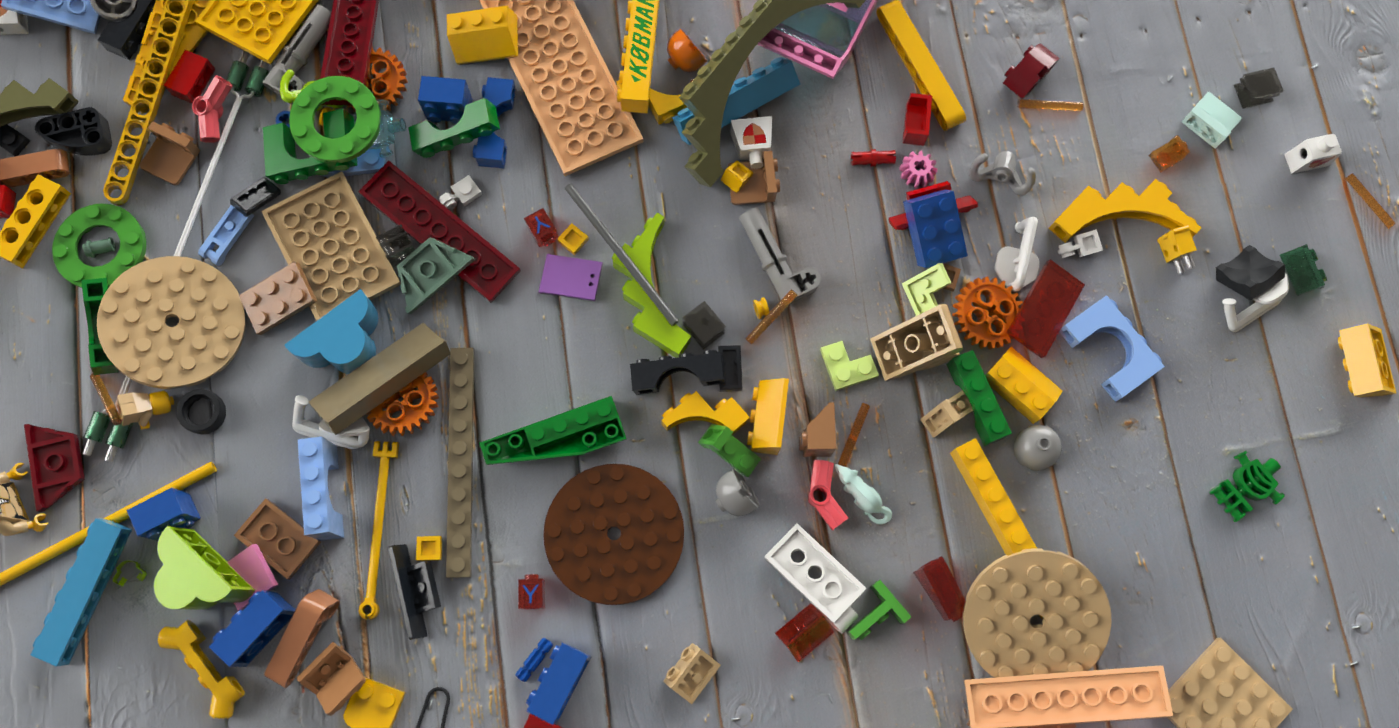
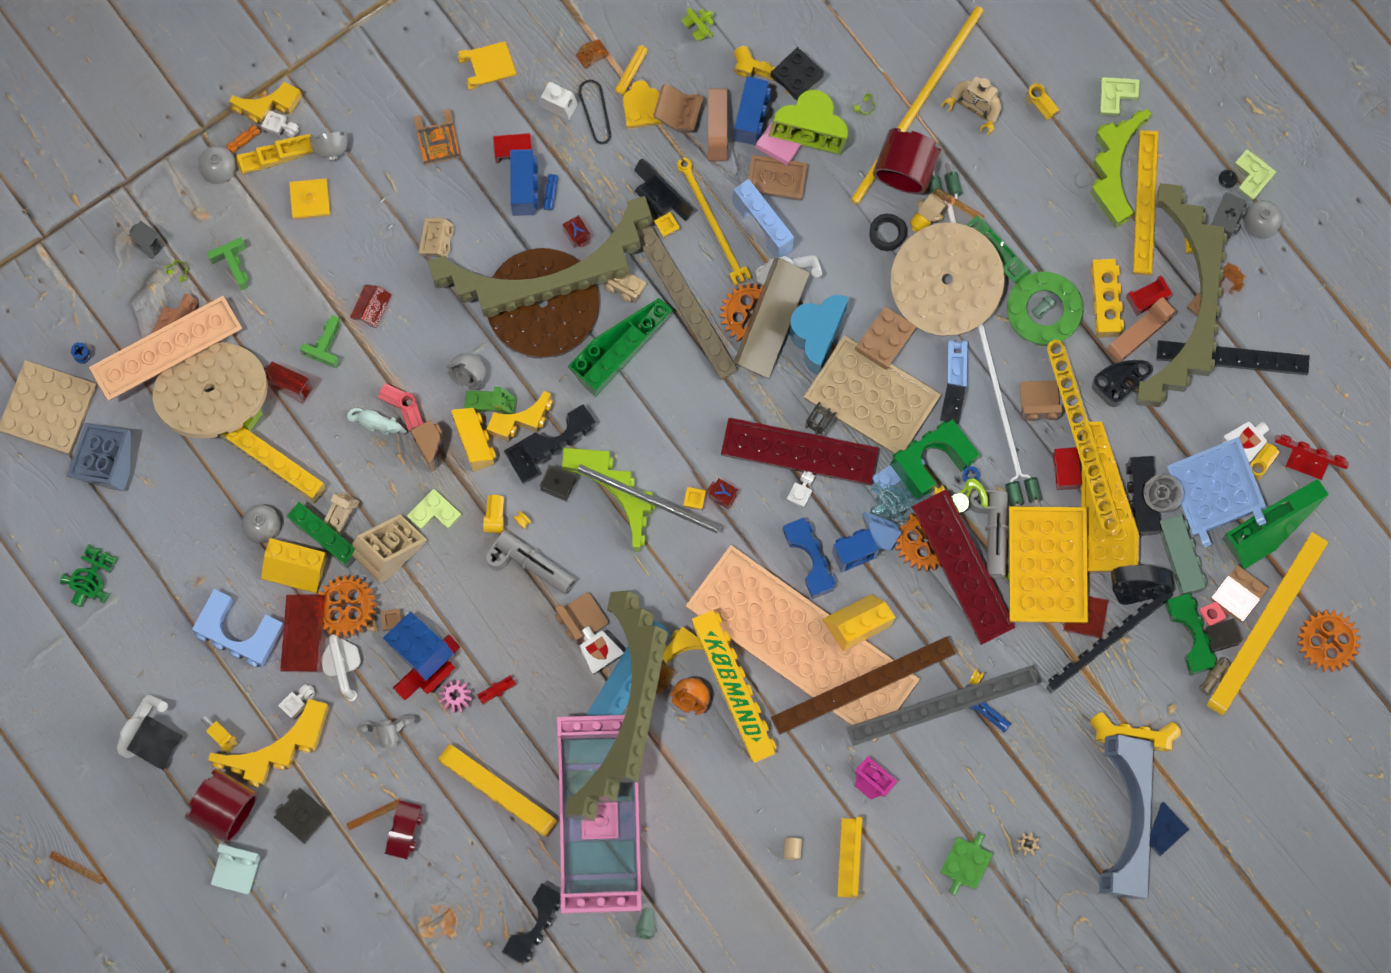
camera: 155 degrees right, 0 degrees up
(53, 464) = (967, 146): dark red wing -> none
(80, 592) = (884, 75): dark azure brick -> none
(122, 469) = (906, 161): none -> dark red brick
(163, 510) = (861, 149): blue brick -> none
(172, 642) = (797, 73): none -> black brick
(210, 109) = (1033, 450): coral piece -> none
(350, 145) = (919, 506): bright green plate -> none
(405, 104) = (882, 530): none -> medium blue slope
(429, 271) = (785, 415): sand green wing -> none
(477, 120) = (816, 542): green arch -> none
(513, 507) = (628, 287): none -> tan bracket
(522, 531) = (507, 295): none -> olive arch
(570, 277) = (680, 470): medium lavender container -> none
(736, 176) = (595, 614): yellow slope -> none
(773, 314) = (509, 515): clear orange bar -> none
(789, 324) = (494, 517): none -> yellow piece
(832, 591) = (363, 340): white hinge -> none
(854, 433) = (403, 462): clear orange bar -> none
(917, 119) = (476, 738): red panel -> none
(922, 286) = (404, 596): yellowish green plate -> none
(1124, 138) = (301, 815): none -> clear smoke plate
(1169, 153) = (259, 817): clear orange bracket -> none
(1186, 610) = (102, 457): none -> sand blue slope
(1210, 170) = (221, 806): none -> dark red brick
(1258, 88) = (208, 917): clear smoke piece -> none
(1303, 270) = (110, 774): clear green bracket -> none
(1320, 153) = (139, 878): white torso -> none
(1366, 361) = (32, 722): yellow slope -> none

